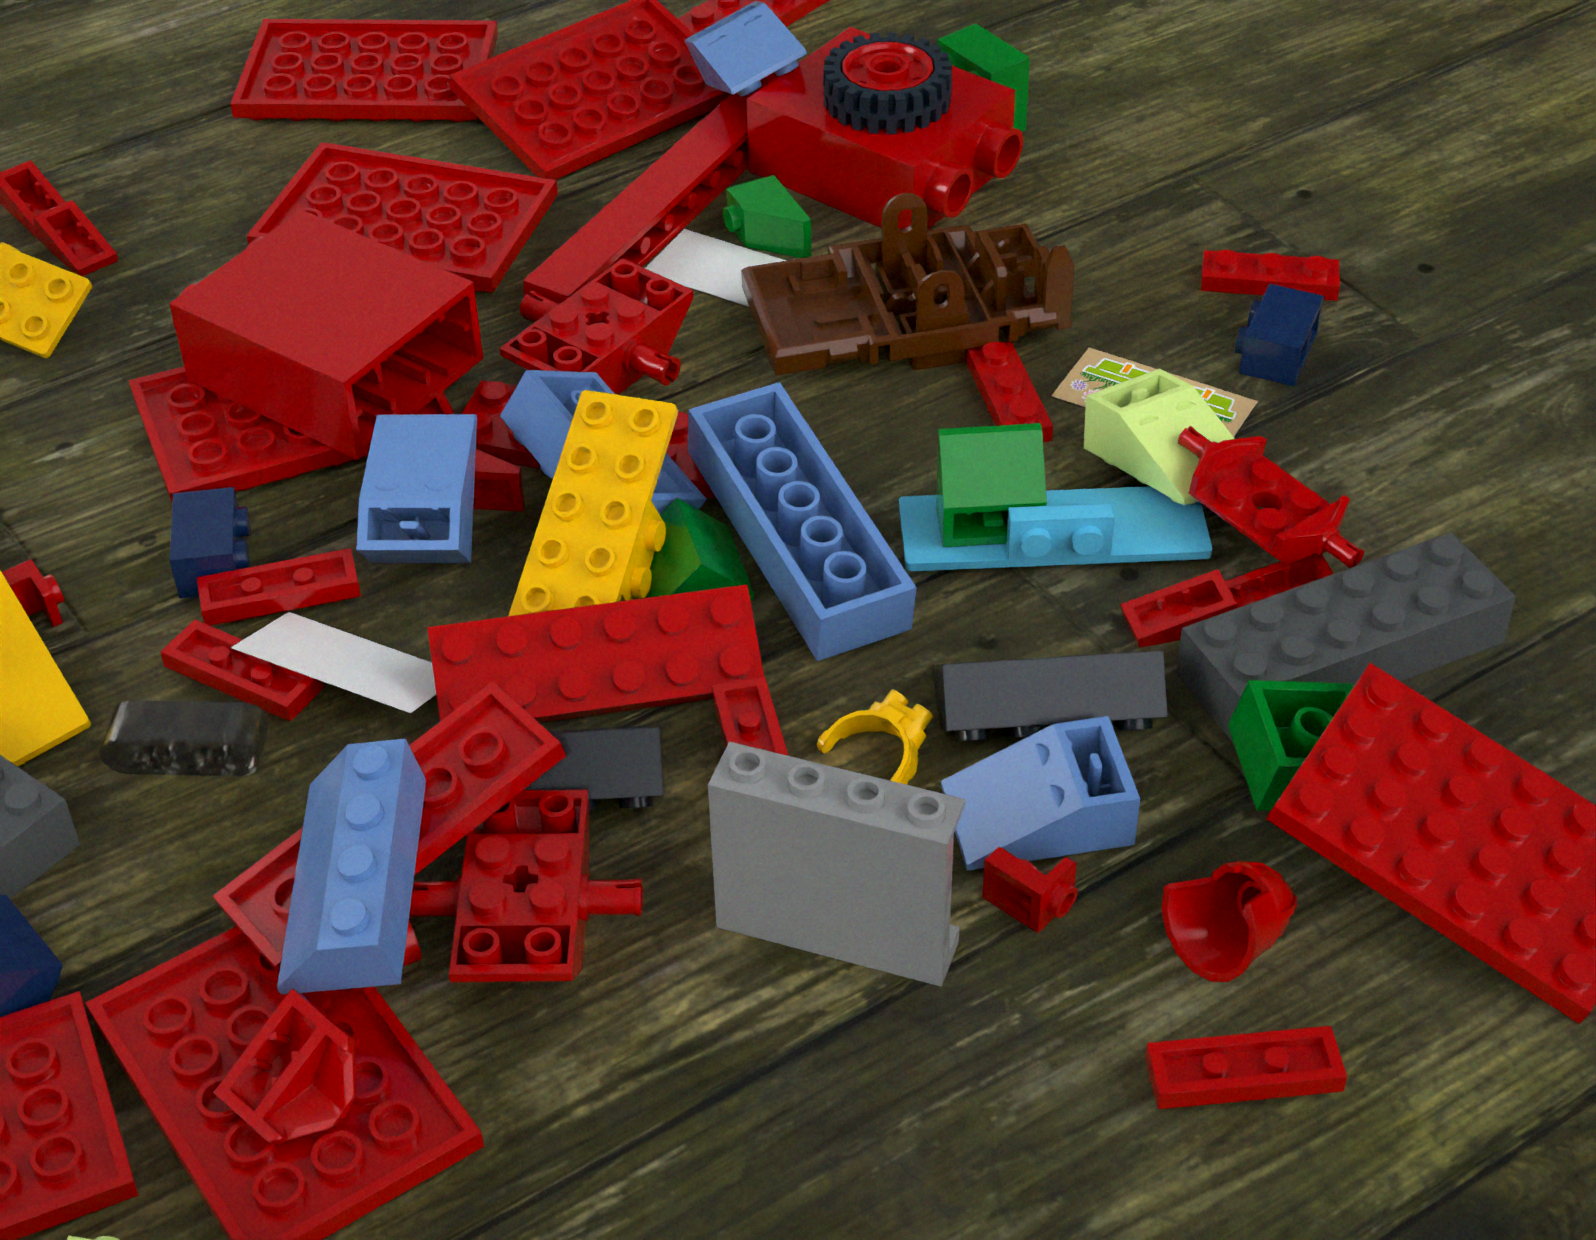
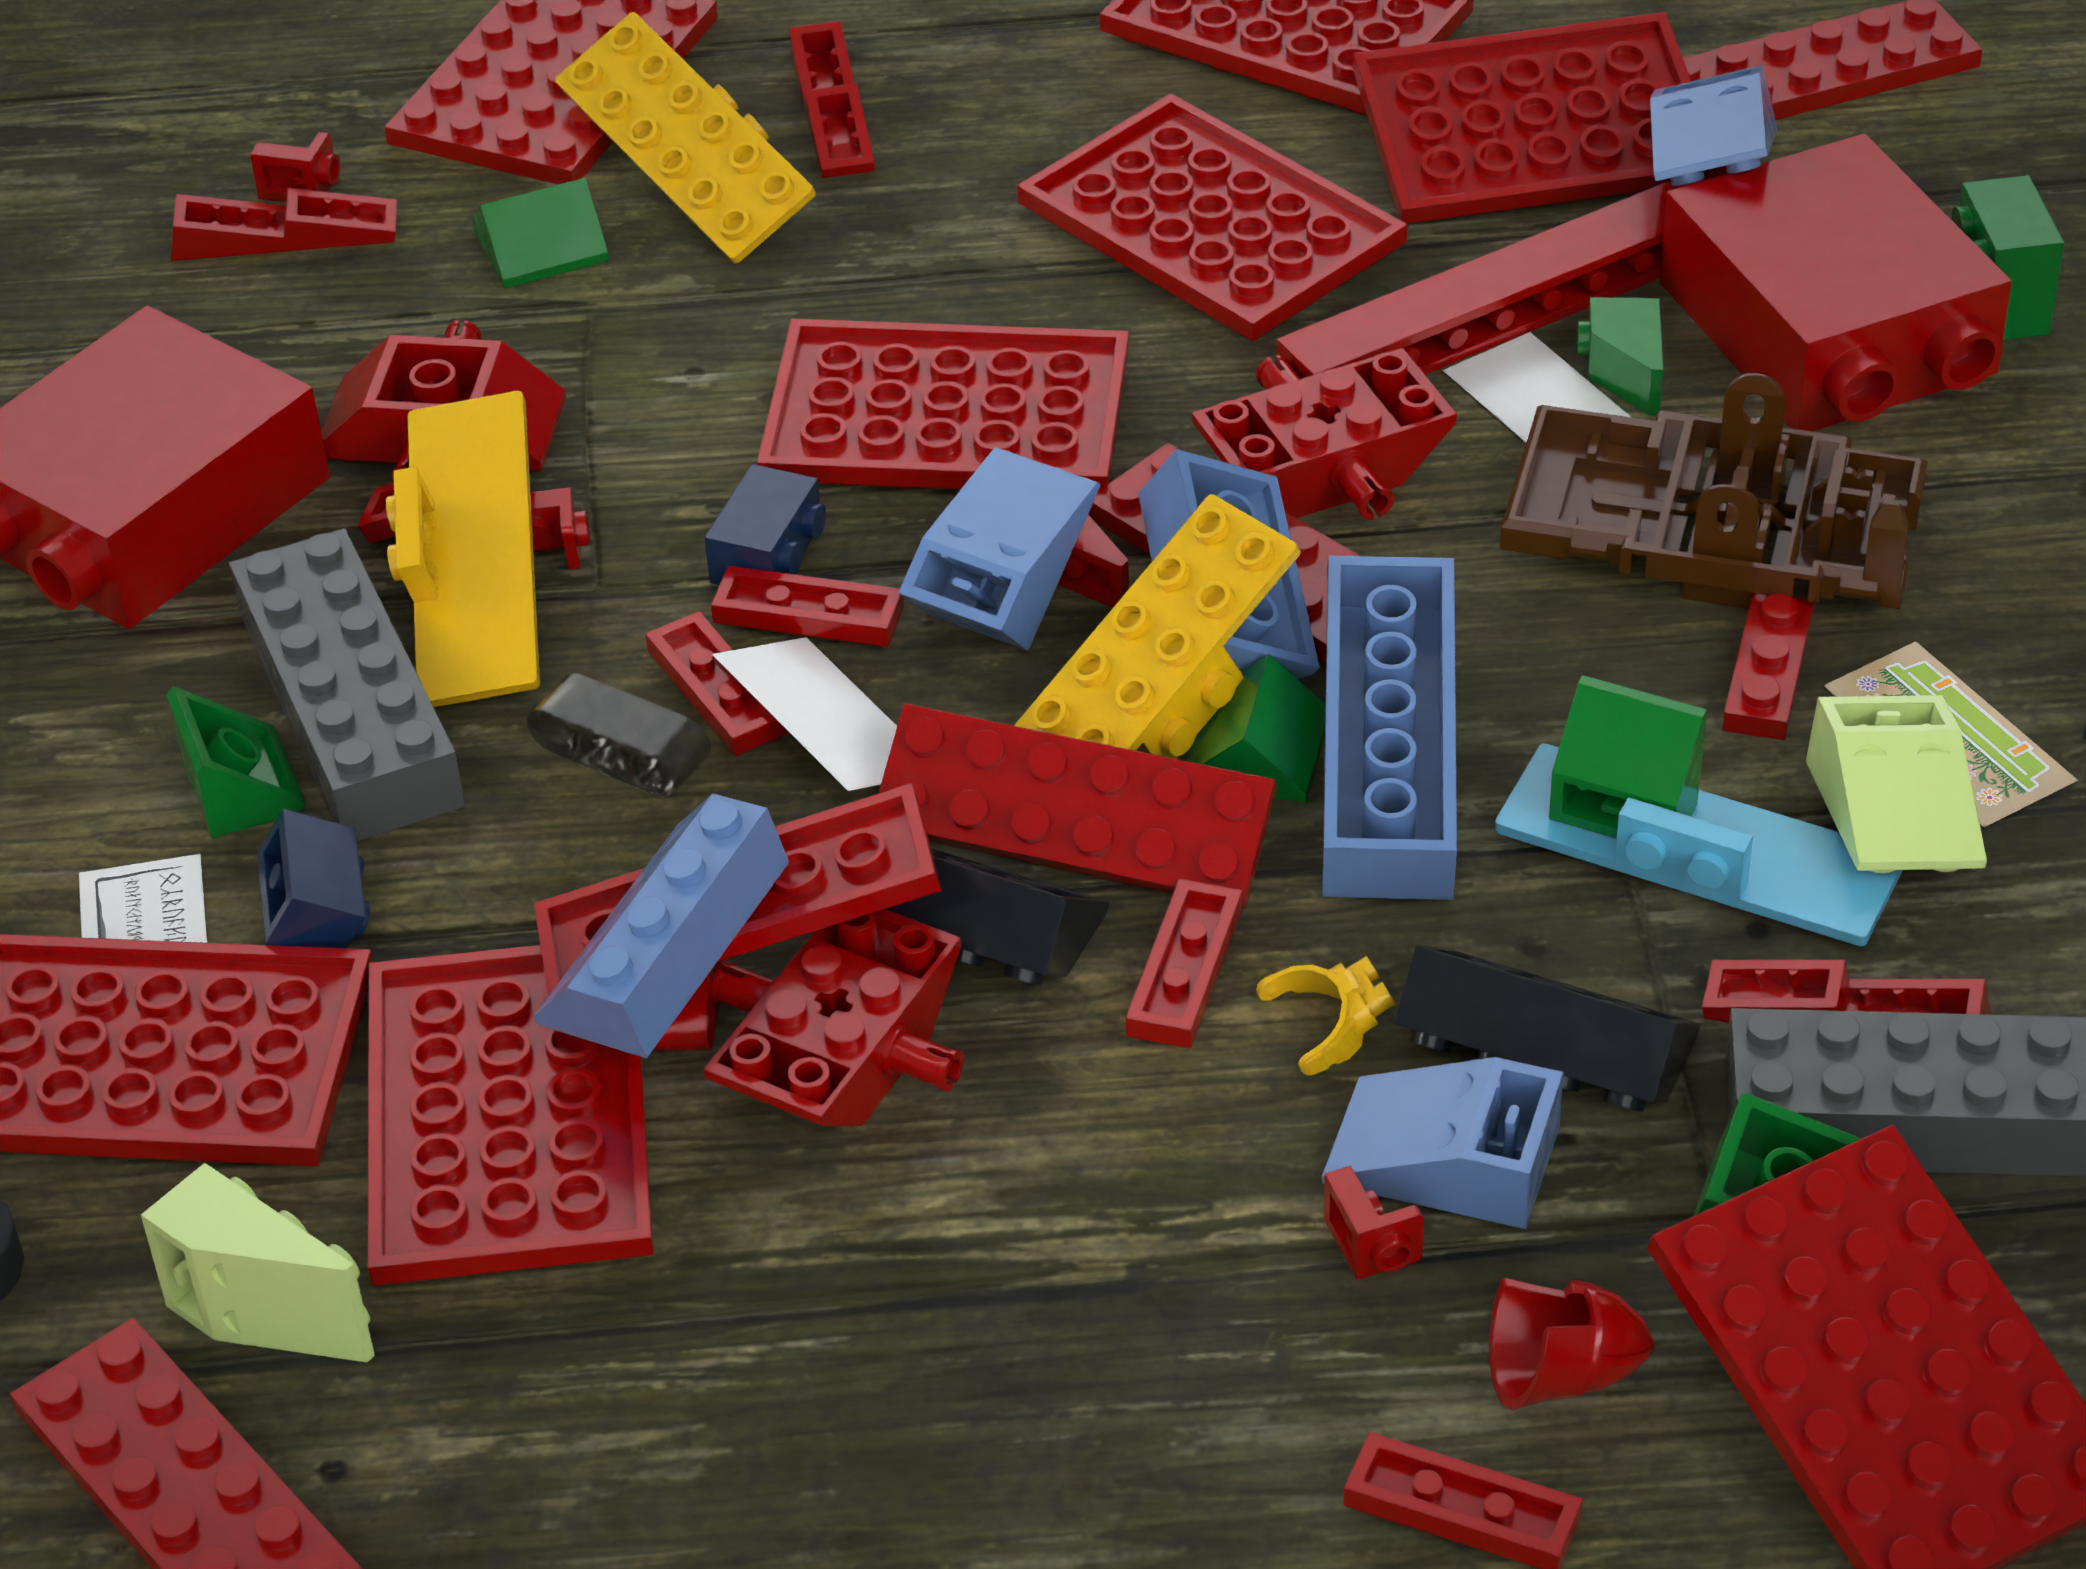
camera: 30 degrees right, 0 degrees up
(293, 1074) = (503, 1106): red slope -> none
(327, 331) = (1014, 330): red brick -> none
(834, 862) = (1135, 1106): light grey panel -> none
(887, 83) = (1842, 224): black wheel -> none
(1295, 520) = (1950, 860): red plate -> none

